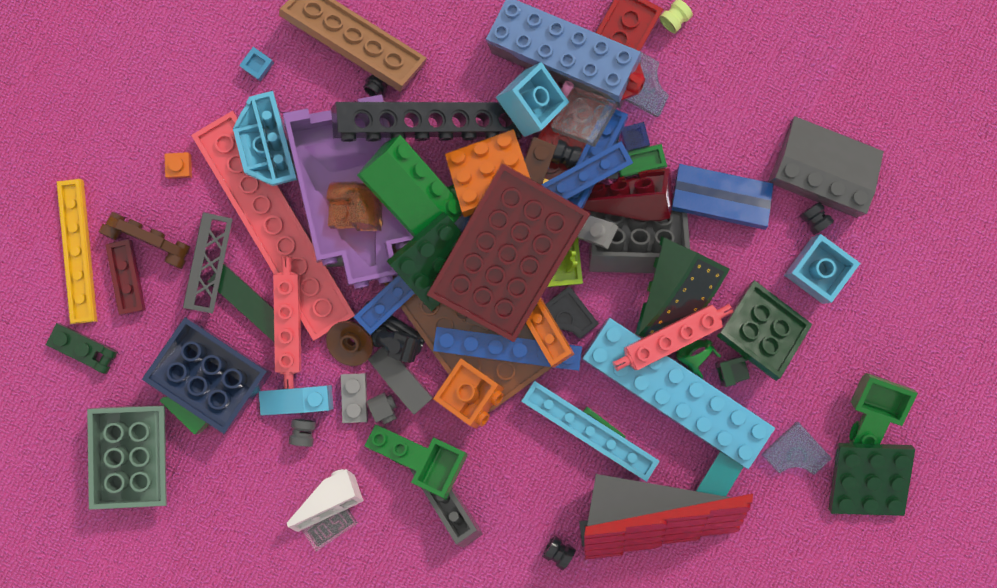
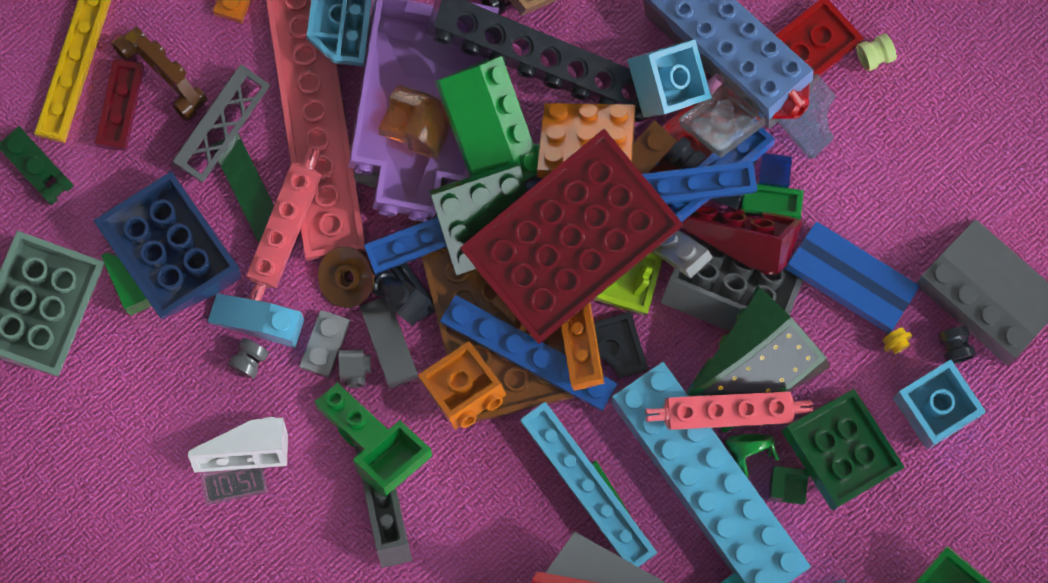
camera: 20 degrees right, 10 degrees down
(772, 232) = (897, 341): none -> yellow plate

